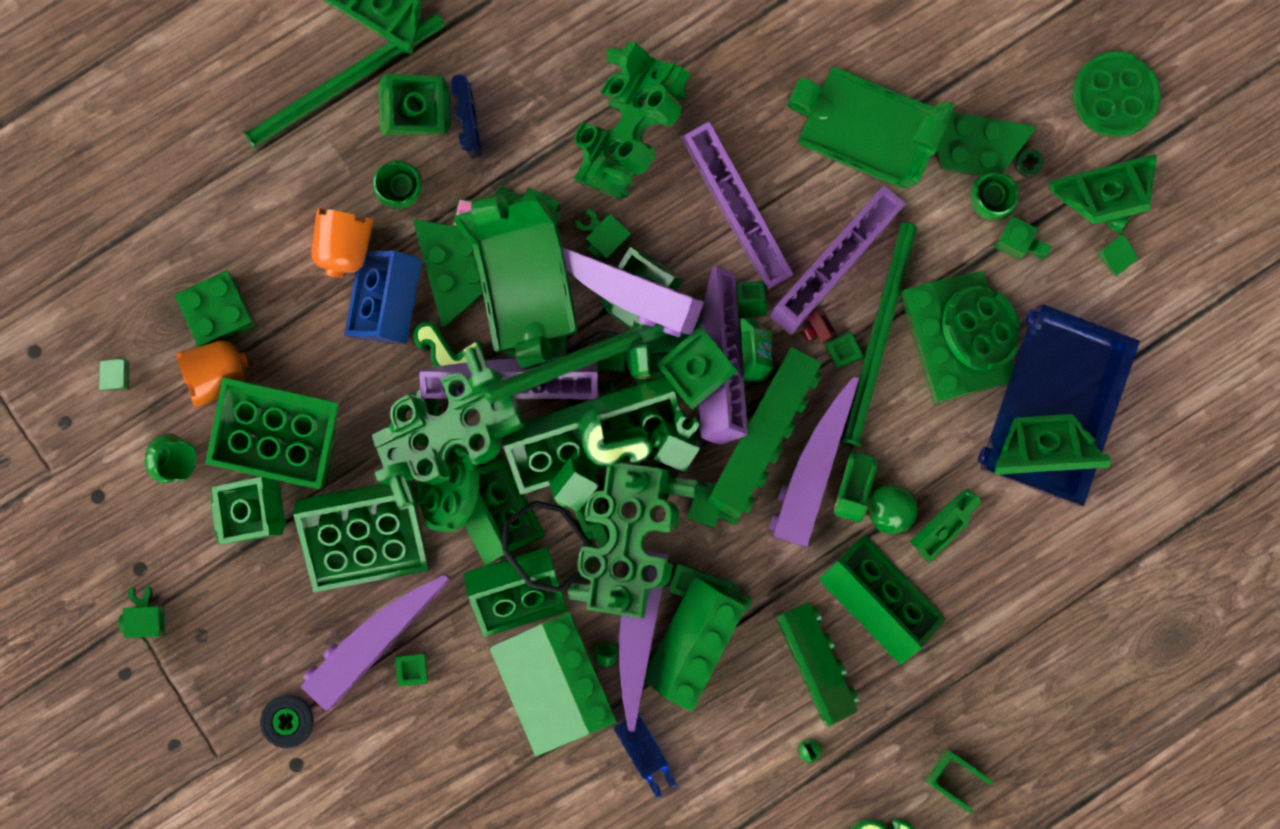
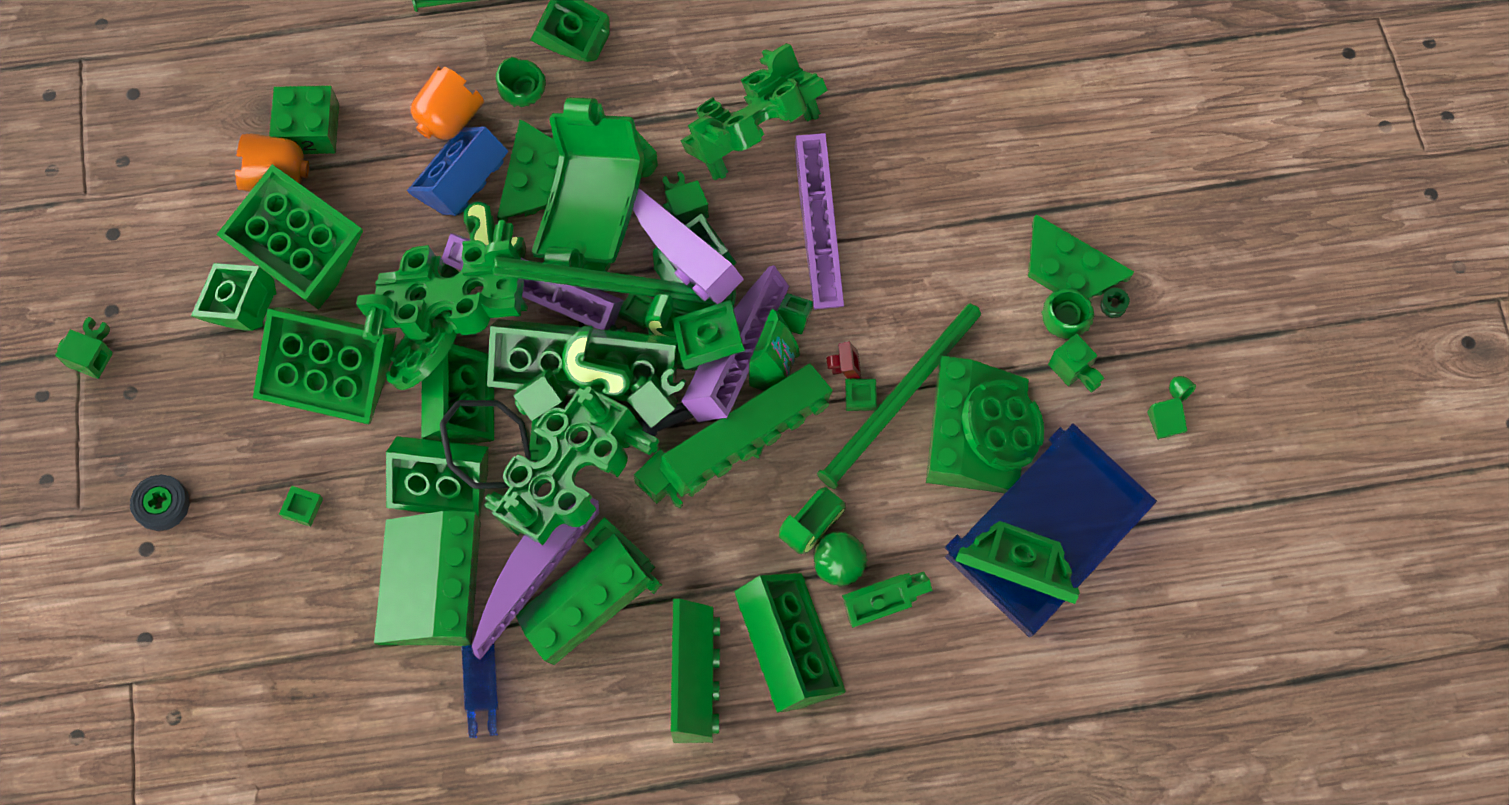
camera: 20 degrees right, 15 degrees down
(114, 374) = (189, 138): slope -> none
(170, 458) = (190, 222): green hair -> none
(363, 647) = (274, 462): medium lavender slope -> none
(466, 115) = (612, 56): clear blue hinge -> none
(606, 648) = (490, 573): green hinge -> none
(803, 753) = (654, 761): green hinge -> none
(809, 479) = (776, 489): medium lavender slope -> none
(836, 260) = (887, 309): medium lavender slope -> none
(869, 126) = (971, 206): green panel -> none
(1109, 190) = (1183, 354): green wing -> none
(1116, 94) = (1224, 278): green tile -> none

